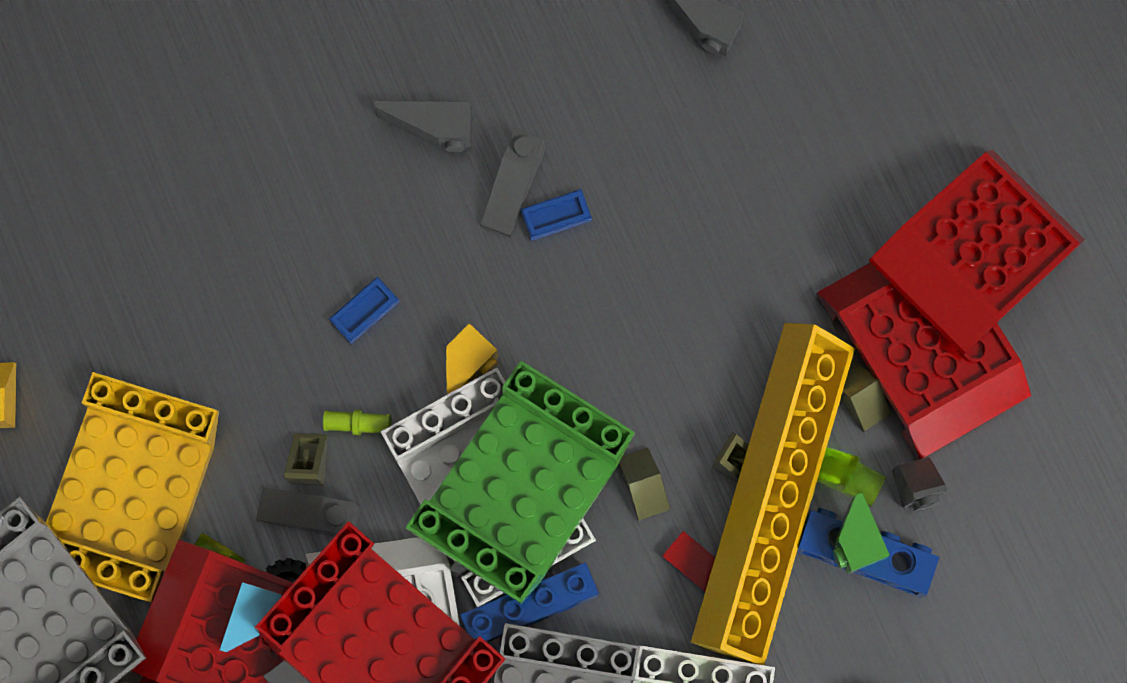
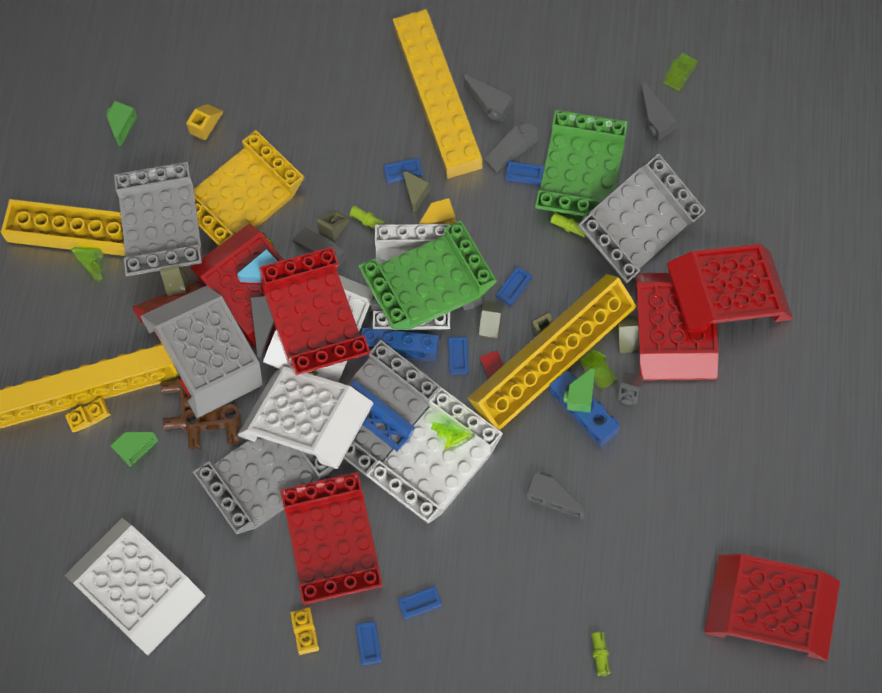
camera: 35 degrees right, 10 degrees down
(346, 154) = (437, 94): none -> yellow brick
(405, 333) = (416, 189): none -> olive slope
(627, 570) = (458, 355): none -> blue tile
(640, 161) = (581, 162): none -> bright green slope
(646, 409) = (514, 286): none -> blue tile
(675, 265) = (567, 224): none -> lime pin
(780, 201) = (641, 217): none -> light grey slope

